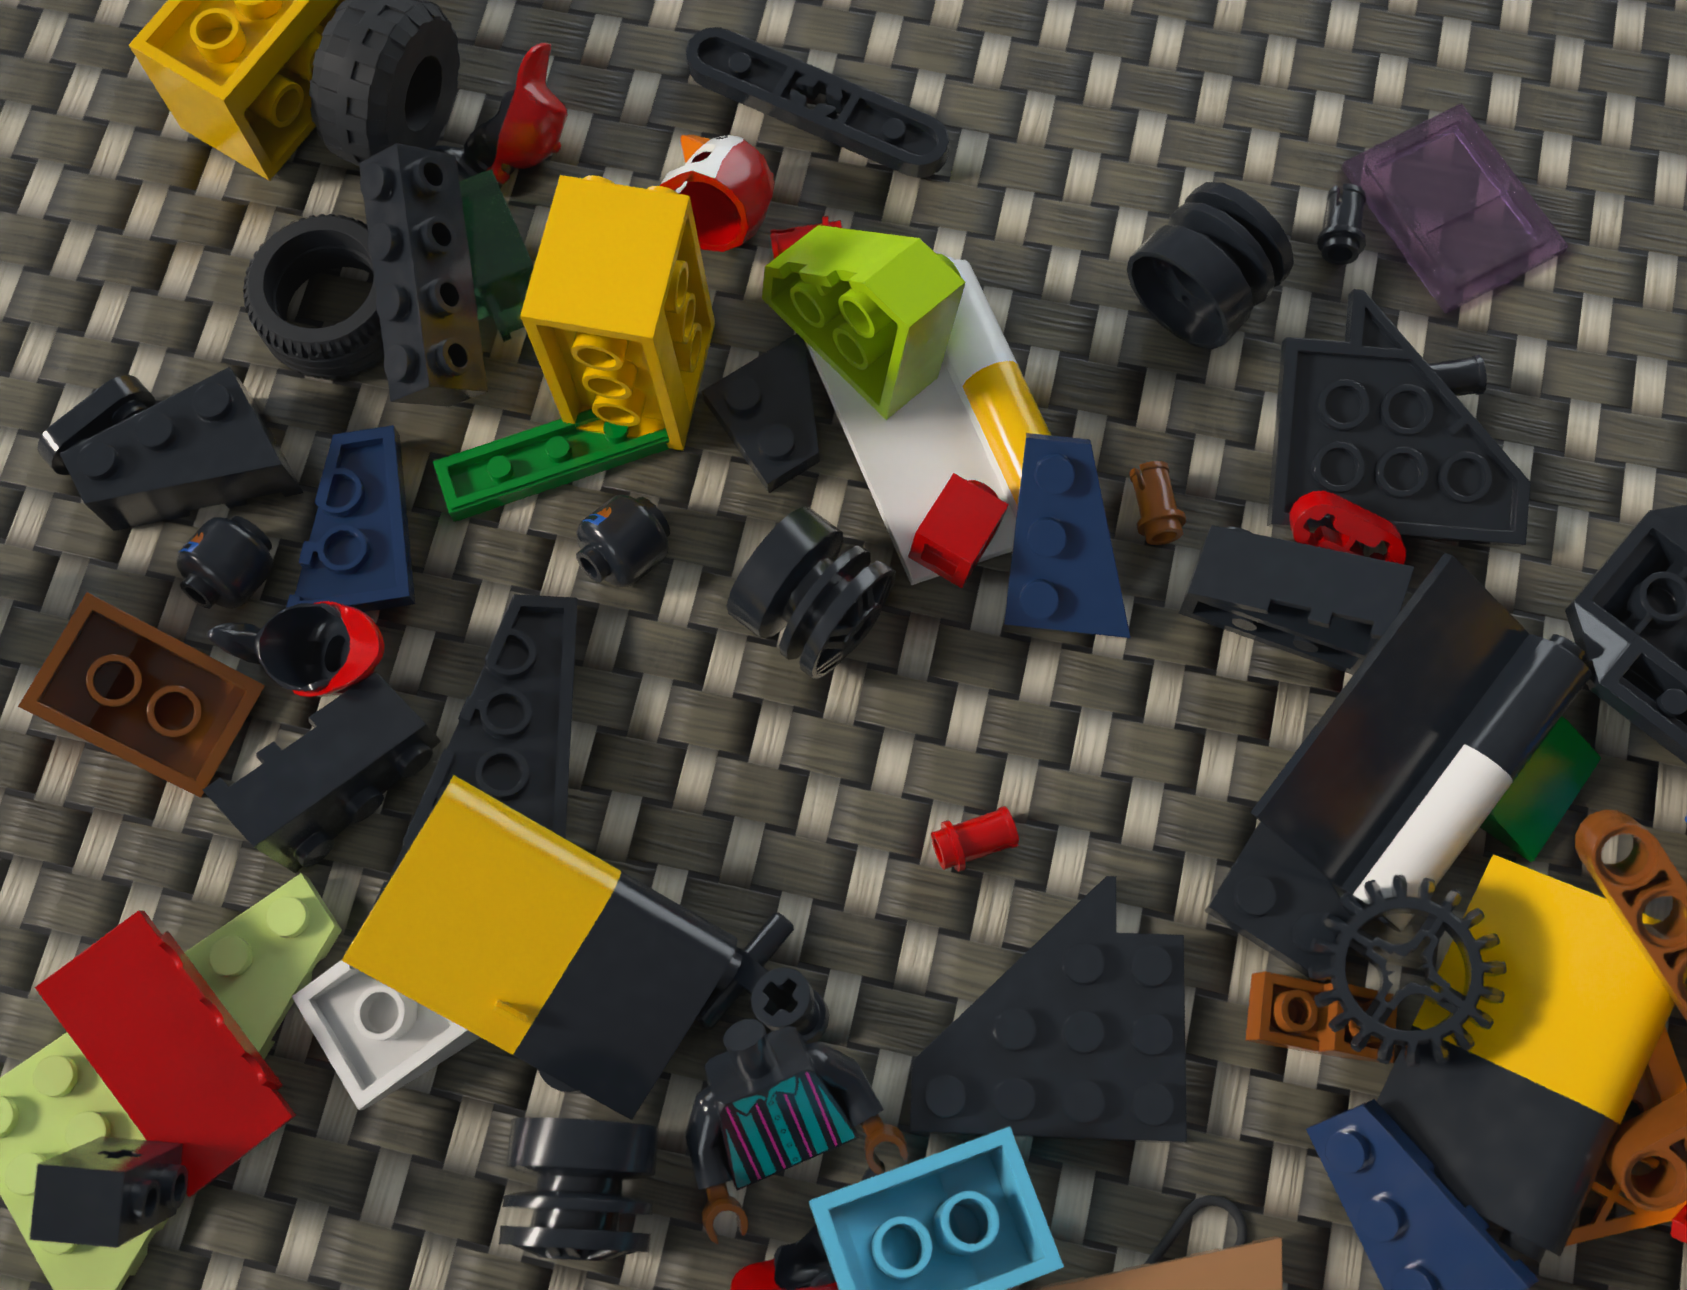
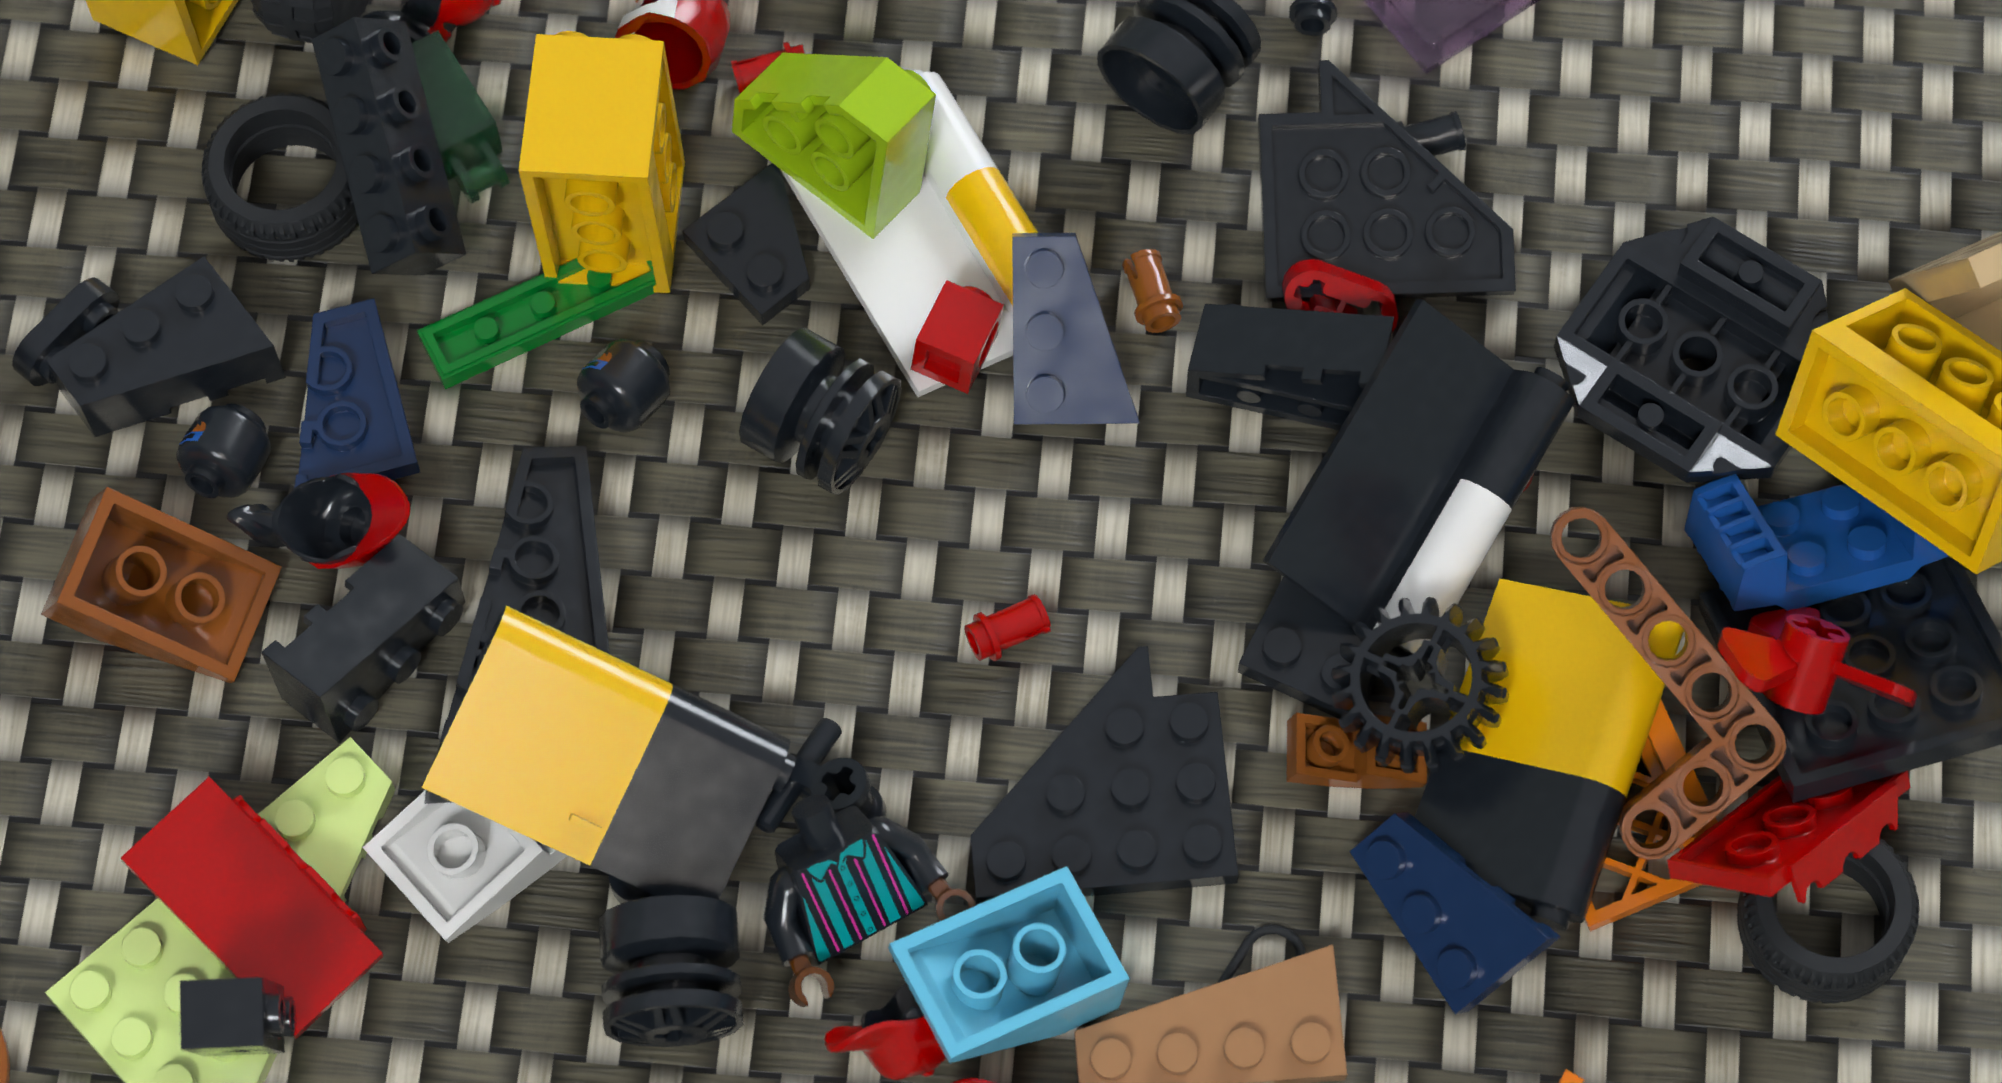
camera: 10 degrees left, 5 degrees down
(1542, 791) = (1525, 538): green slope -> none

